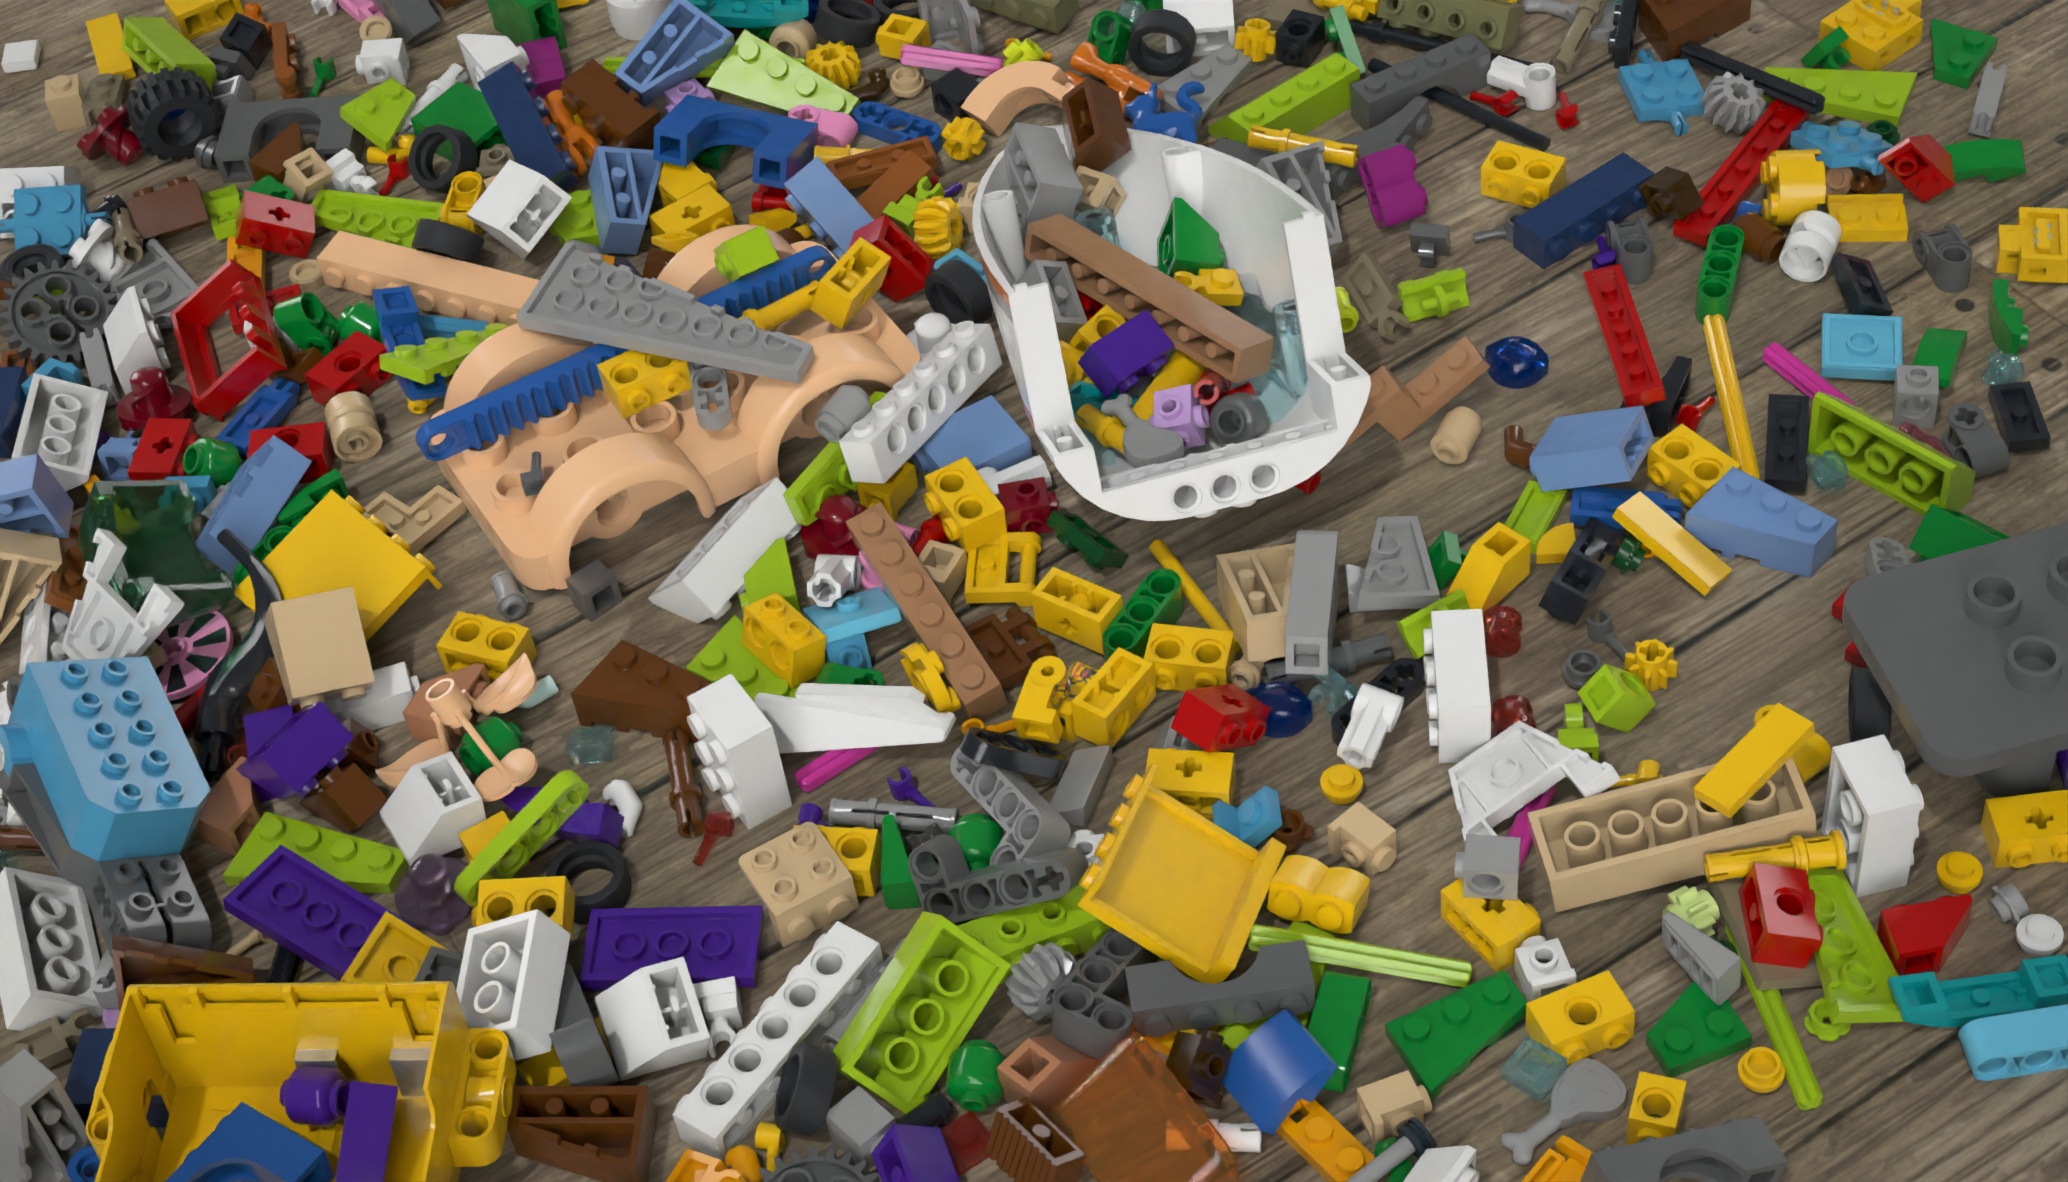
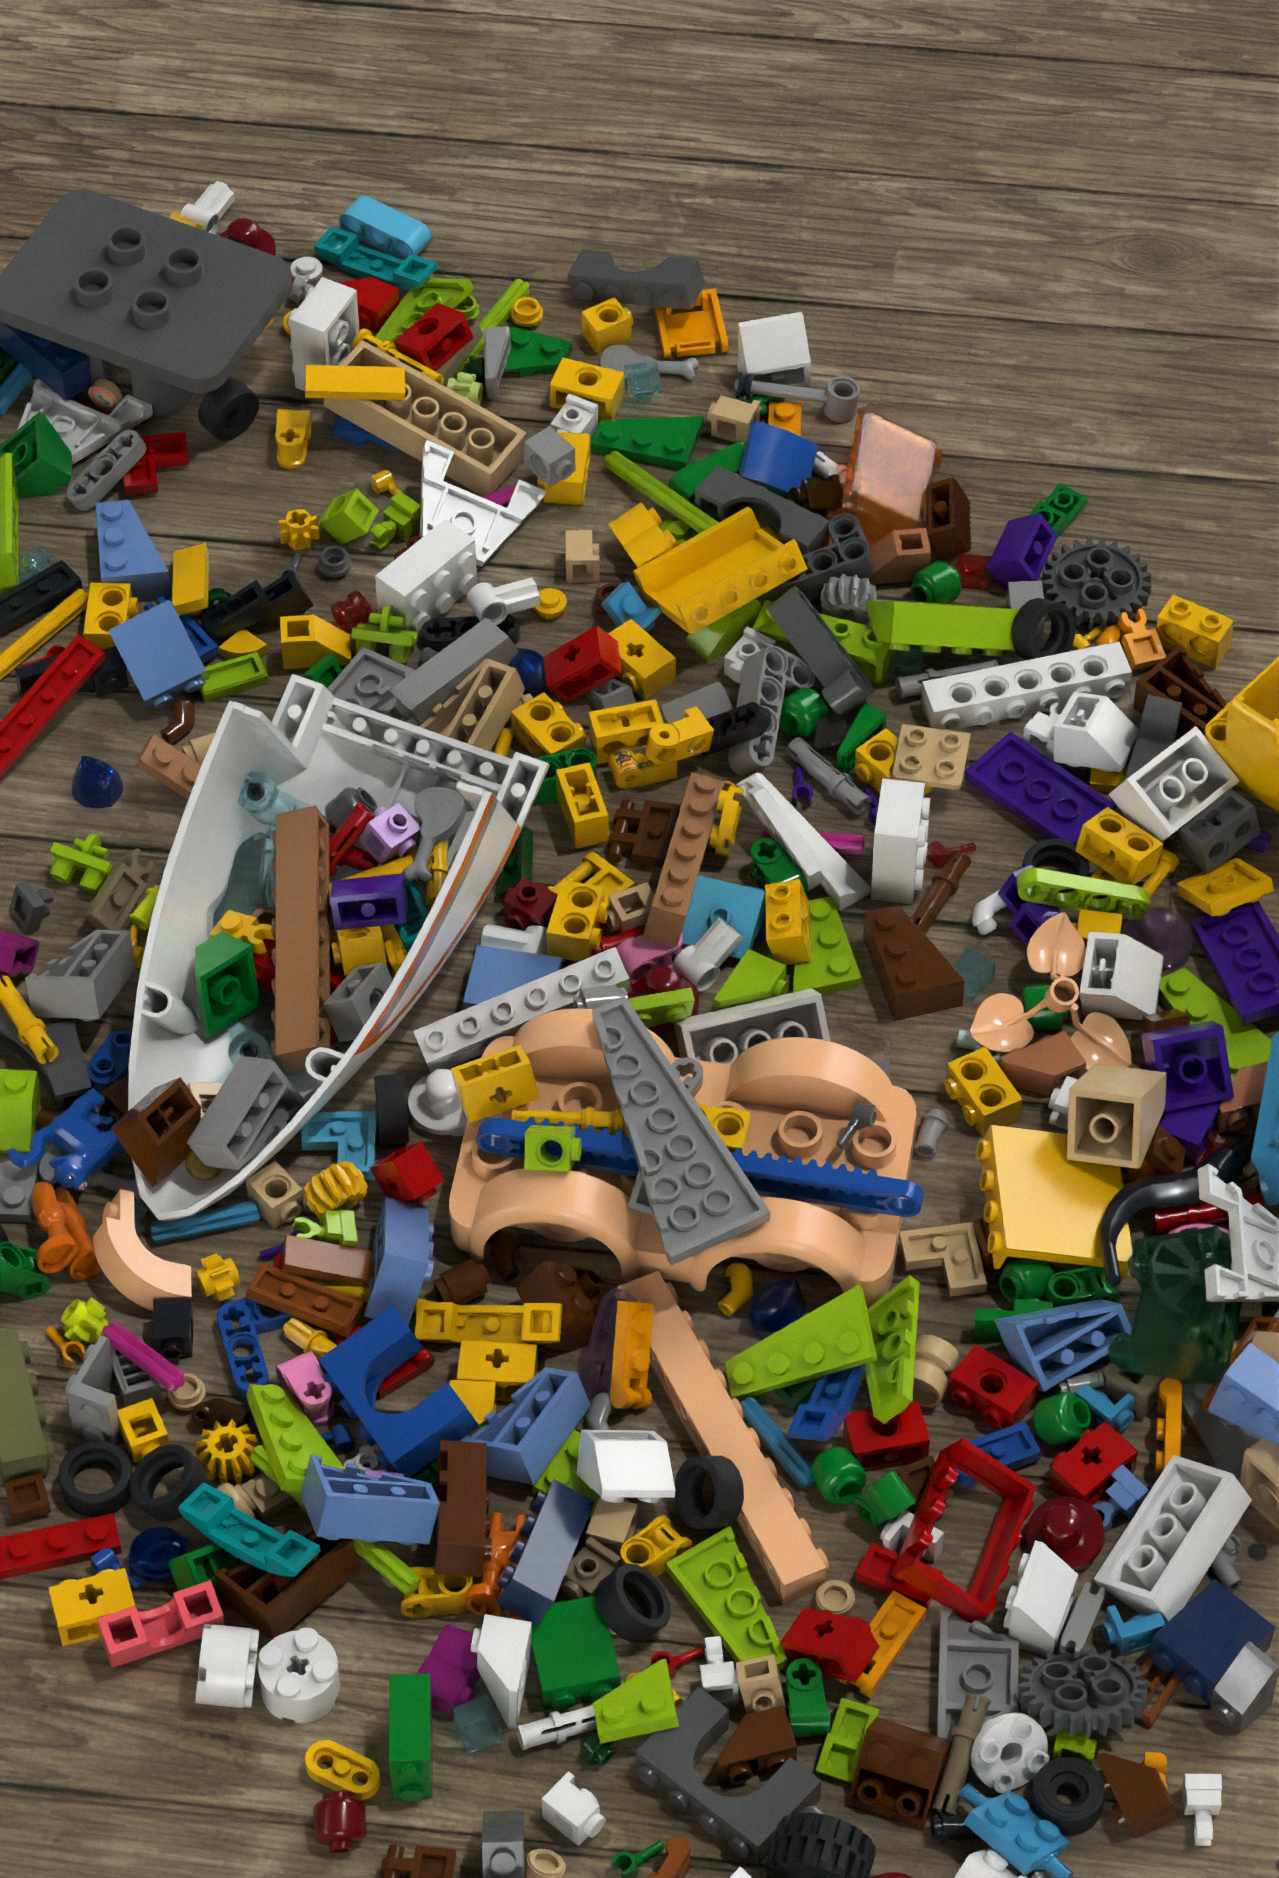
camera: 145 degrees left, 5 degrees up
(378, 393) = (894, 1338): none -> lime wing
(929, 1112) = (985, 594): black pin -> none

